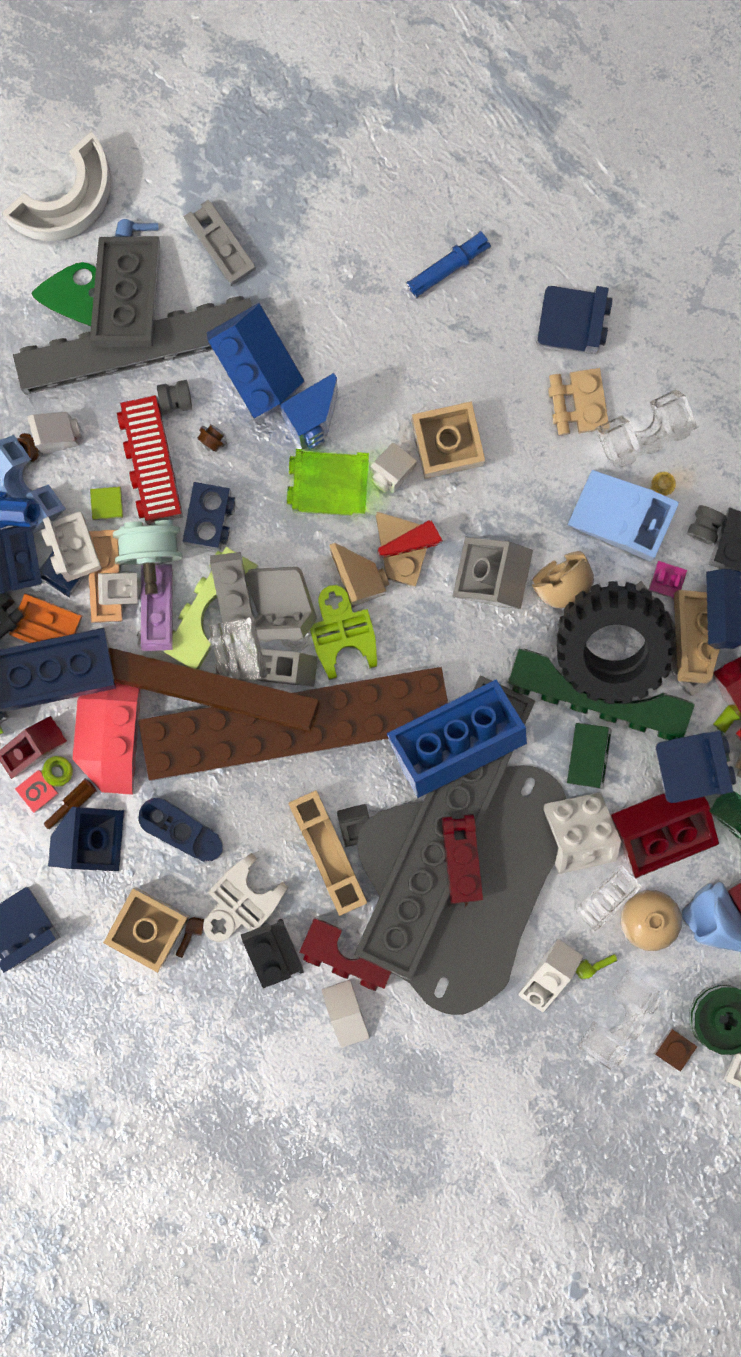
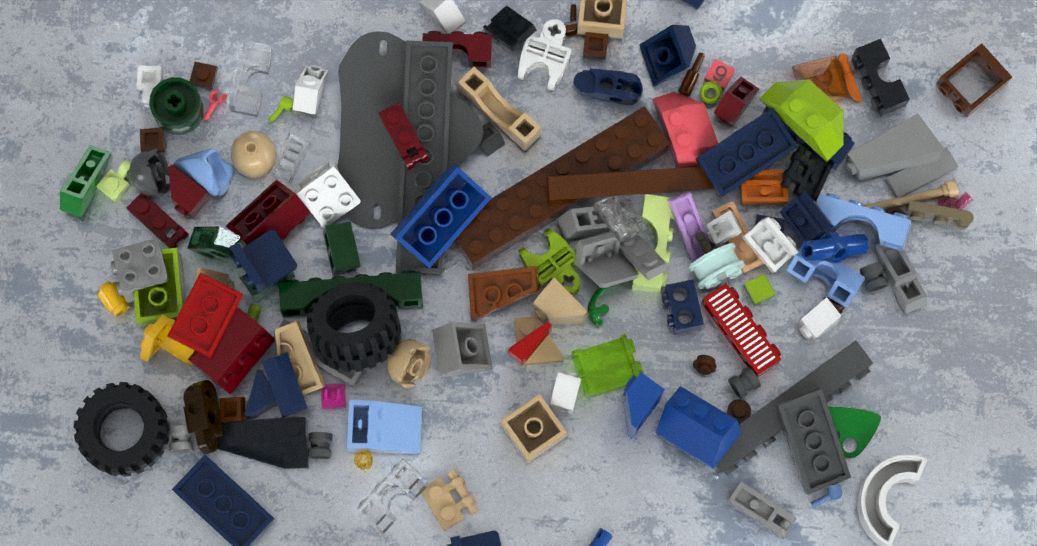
camera: 160 degrees right, 10 degrees down
(174, 890) = (595, 45): none -> reddish brown plate
(195, 368) = (739, 410): none -> reddish brown plate
(315, 553) = (595, 312): none -> green piece
(420, 627) = (499, 289): none -> dark orange wing
(674, 1008) = (214, 101): none -> coral hand

